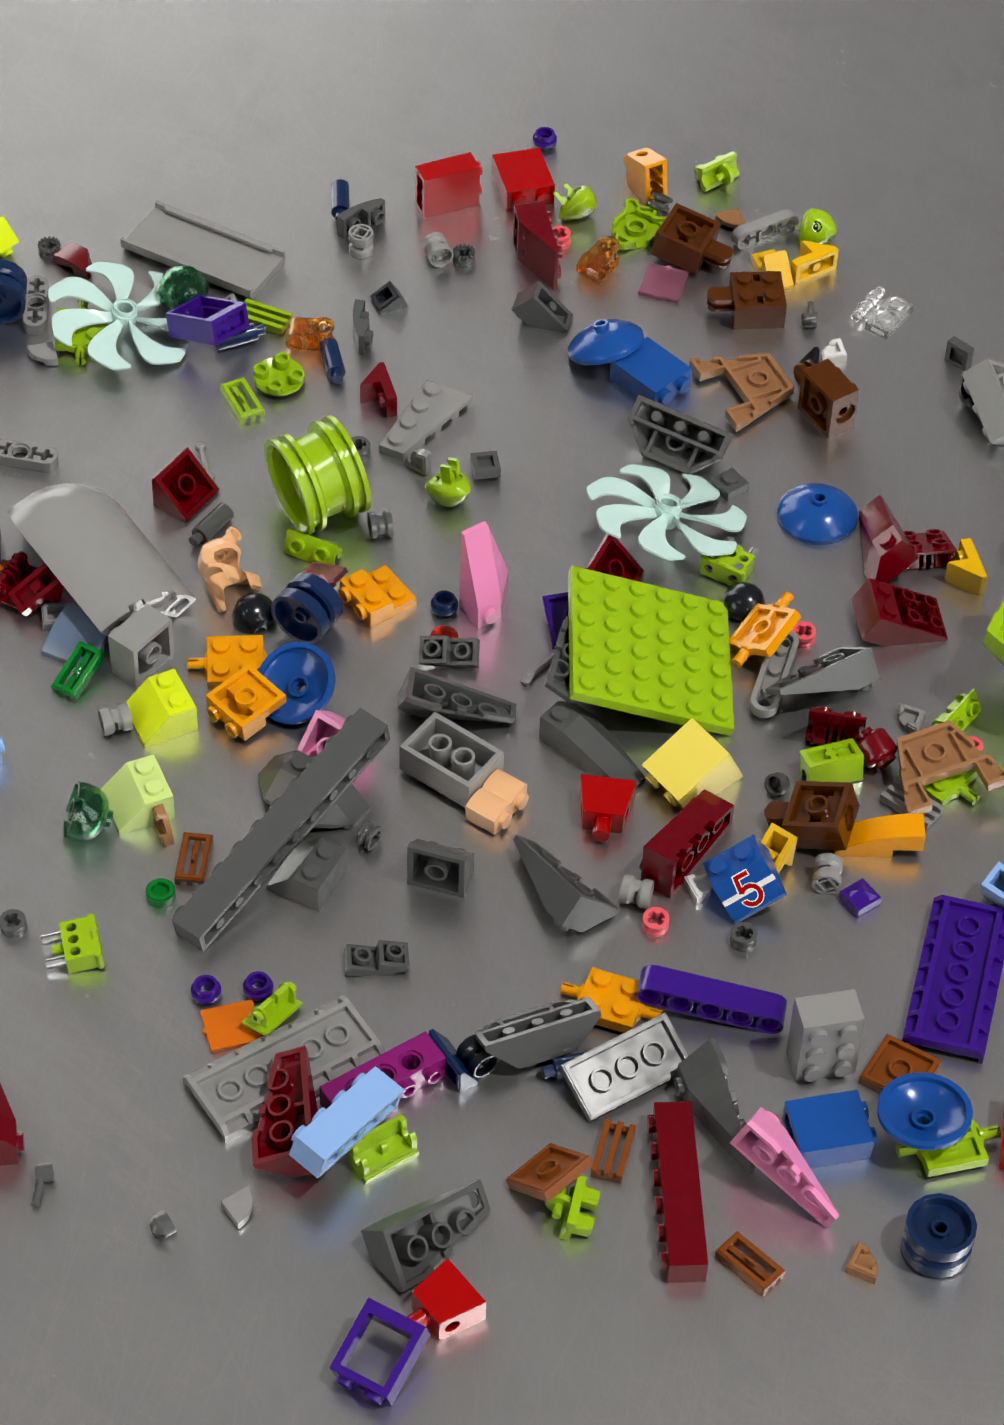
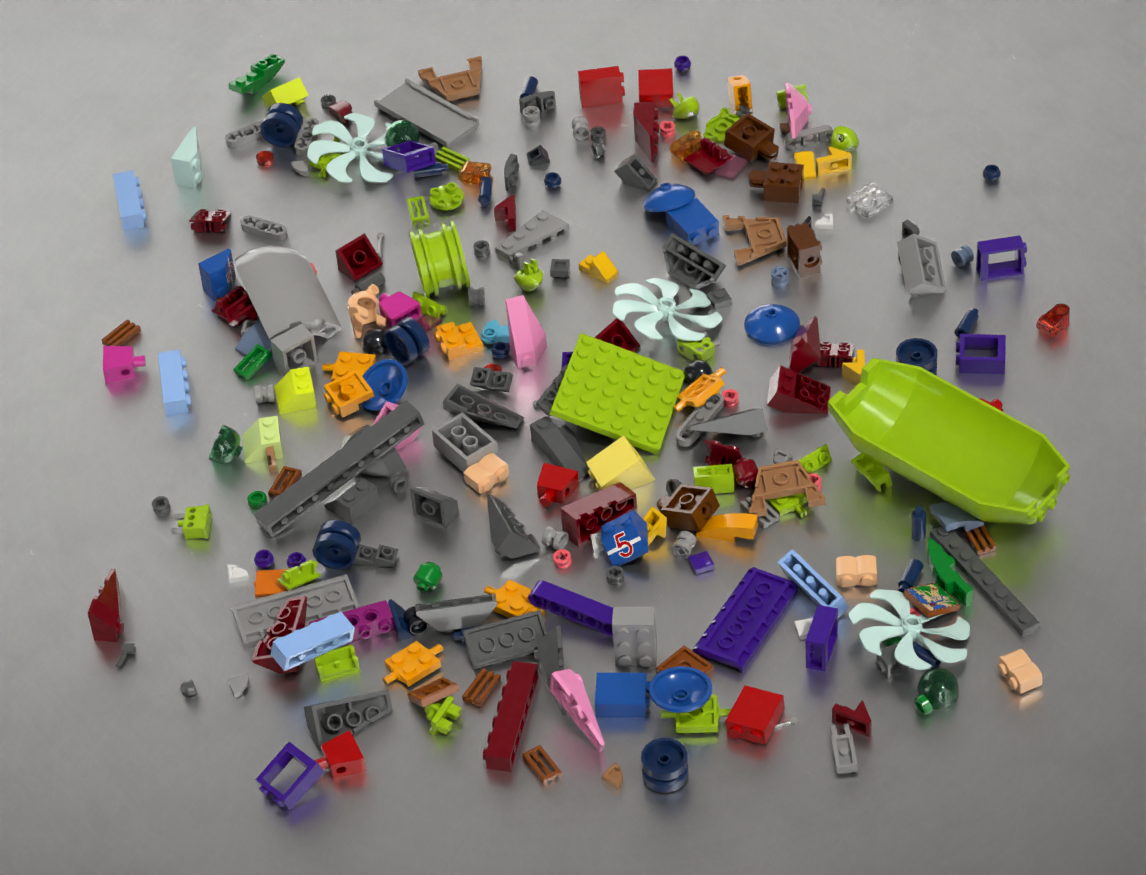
camera: 20 degrees right, 5 degrees down
(171, 1020) = (237, 574): none -> white tile
(230, 203) = (455, 85): none -> medium nougat wing
(272, 559) = (398, 307): none -> dark pink torso
(318, 952) = (336, 544): none -> dark blue wheel
(424, 332) = (552, 180): none -> dark blue plate
(429, 578) = (495, 333): none -> medium azure plate
(470, 982) = (427, 577): none -> green head
(474, 279) = (598, 149): none -> dark grey bush
(495, 1128) = (412, 663): none -> light orange plate
(542, 458) = (599, 267): none -> yellow slope
(635, 273) = (708, 157): none -> dark red hinge
(735, 193) = (796, 110): none -> bright pink wedge
(804, 442) = (779, 277): none -> sand blue wheel

